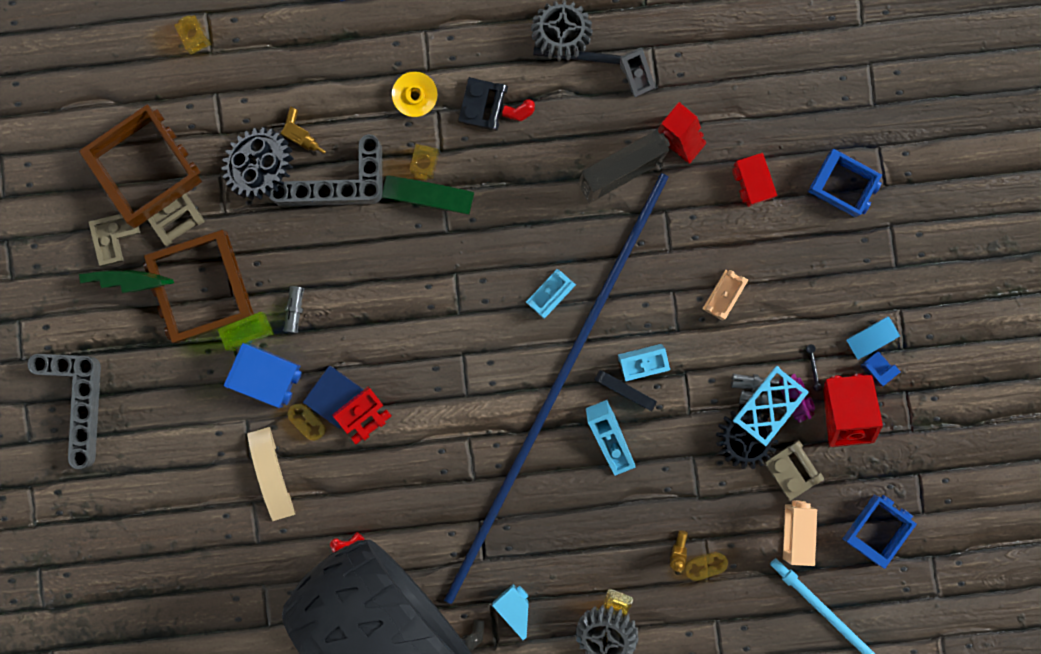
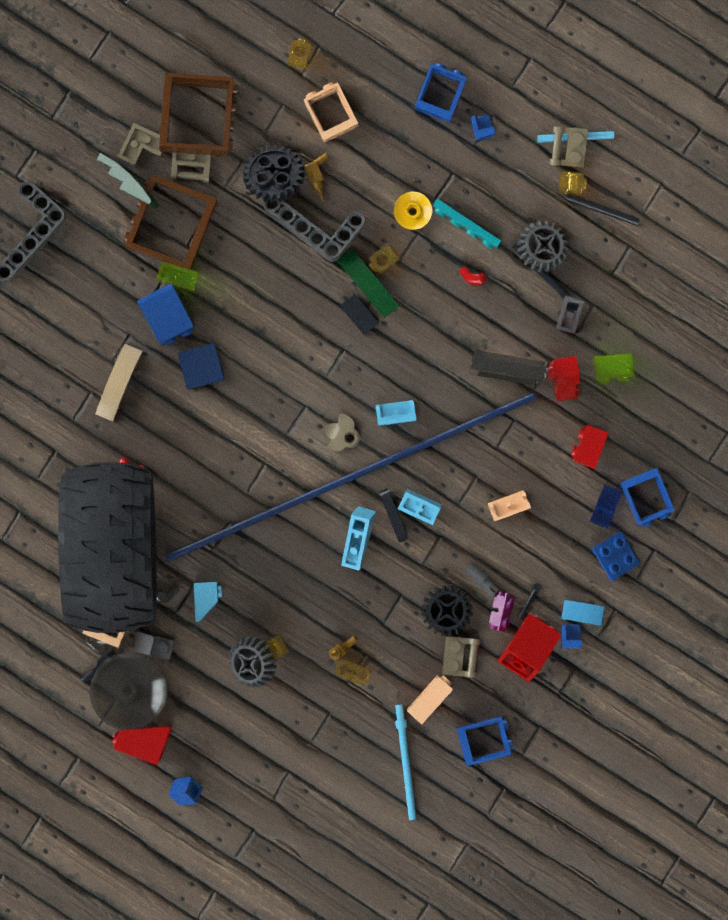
camera: 45 degrees right, 0 degrees up
(285, 75) = (340, 129): none -> light nougat window
(293, 309) = (219, 287): dark grey pin -> none
(310, 418) = (164, 367): clear yellow beam -> none
(357, 411) = (209, 387): red plate -> none
(442, 230) = (359, 314): none -> black tile
(464, 69) = (460, 221): none -> teal plate
(475, 103) = (449, 247): black plate -> none
(513, 355) = (339, 431): none -> dark tan plate
(716, 89) = (613, 367): none -> clear neon green piece
(762, 400) = (476, 595): dark grey pin -> none
(790, 406) = (466, 589): medium azure window -> none
(813, 223) = (605, 506): none -> clear blue slope
(860, 262) = (615, 556): none -> blue hinge

